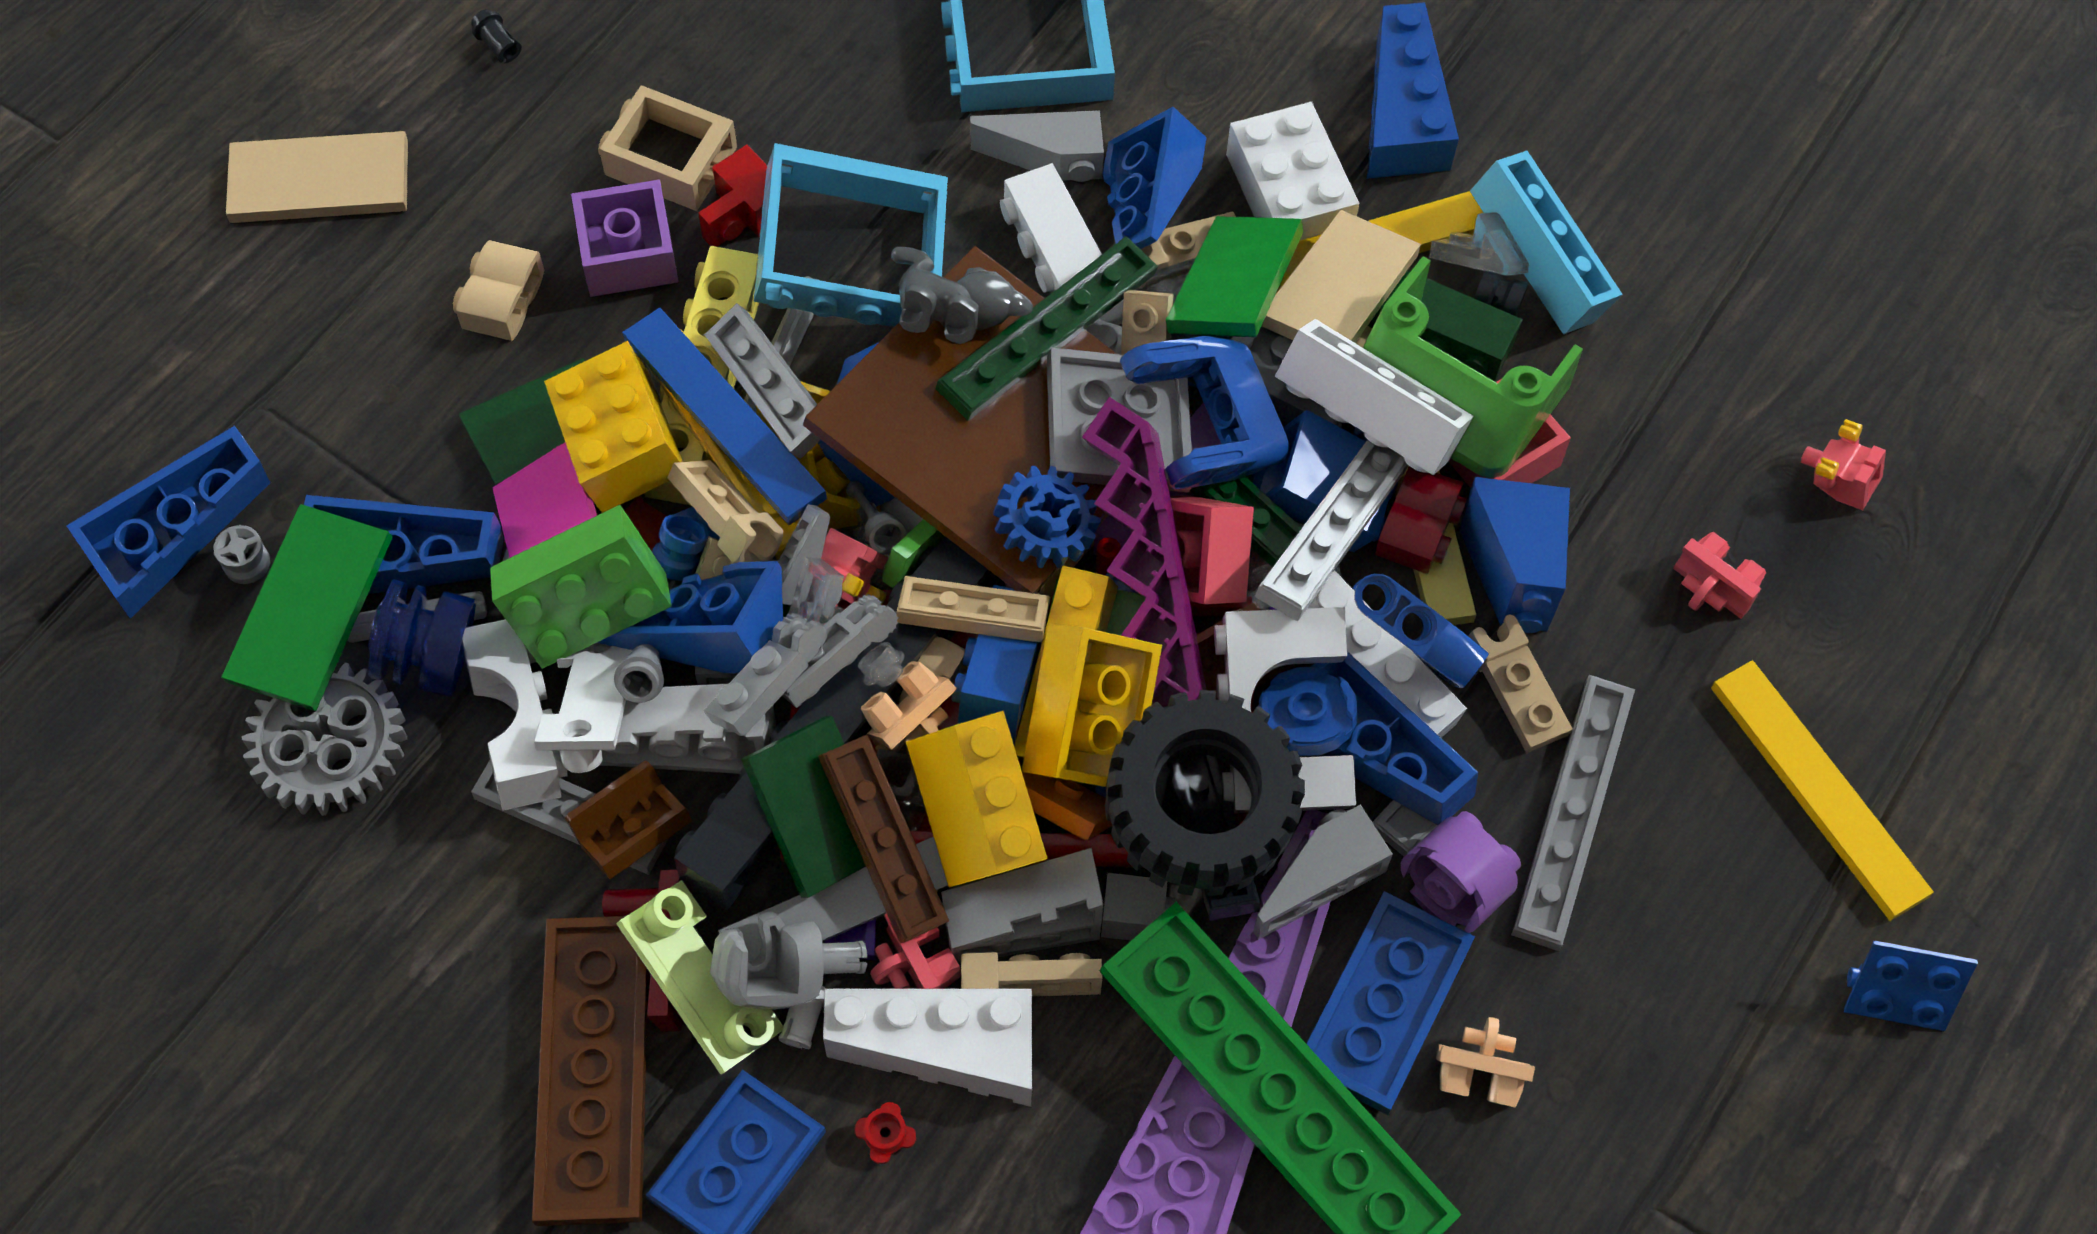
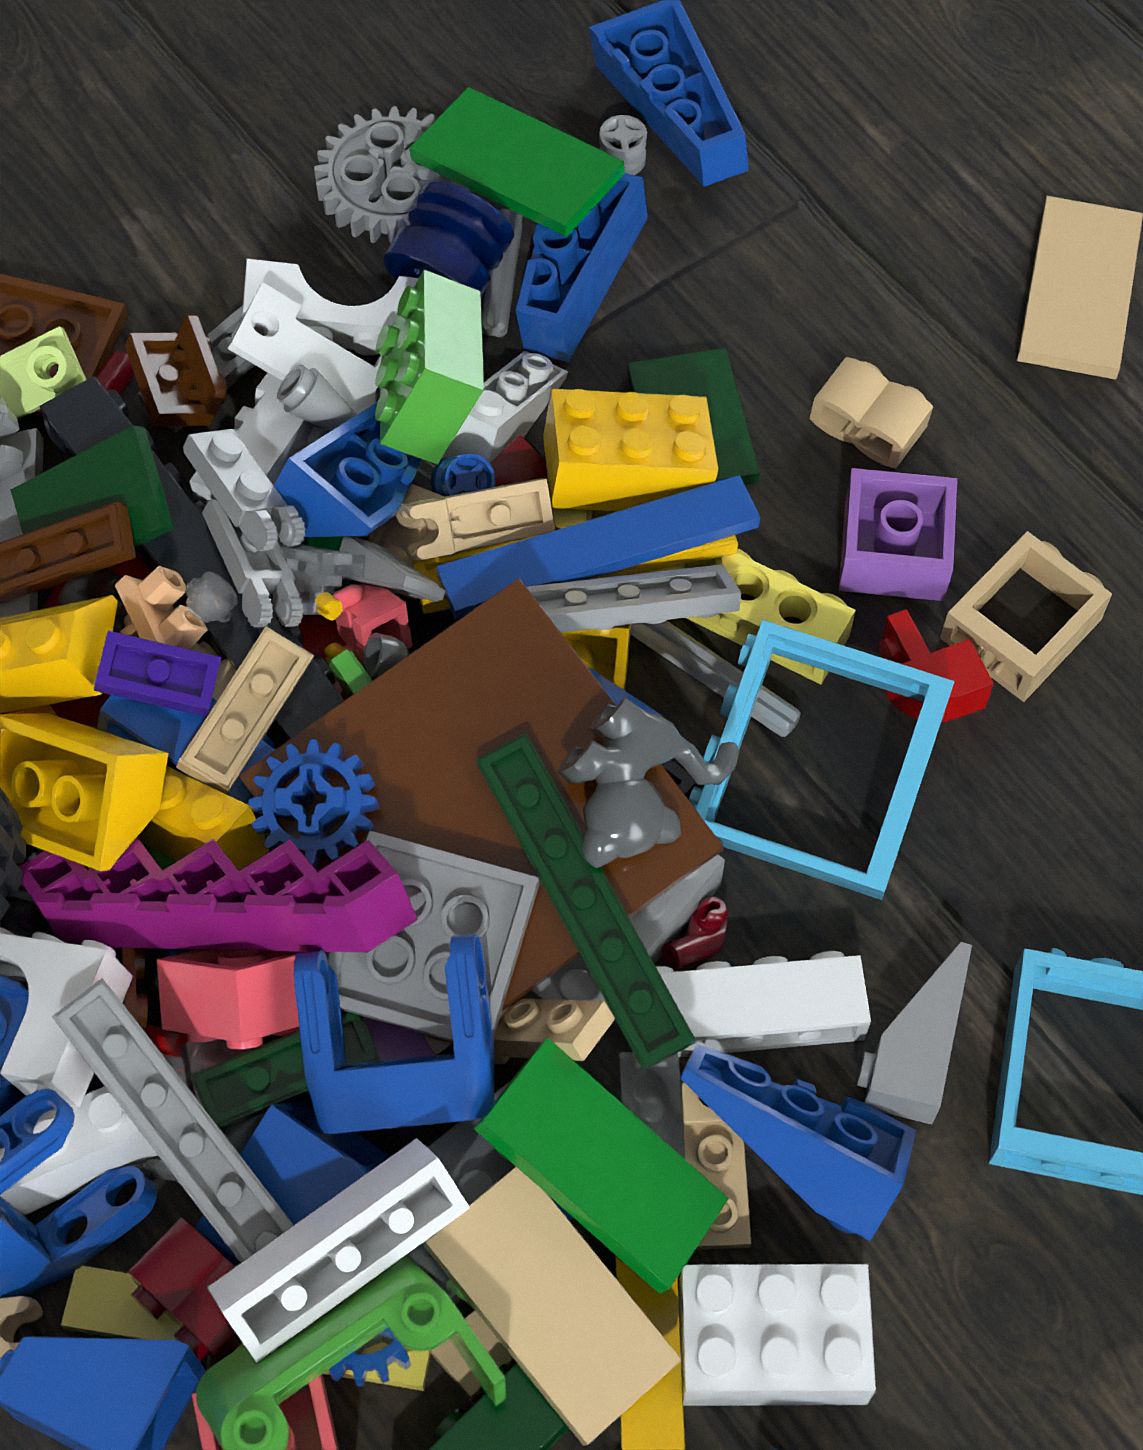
camera: 110 degrees right, 0 degrees up
(541, 501) = (523, 372): dark pink tile -> none
(977, 663) = (157, 673): none -> dark purple plate

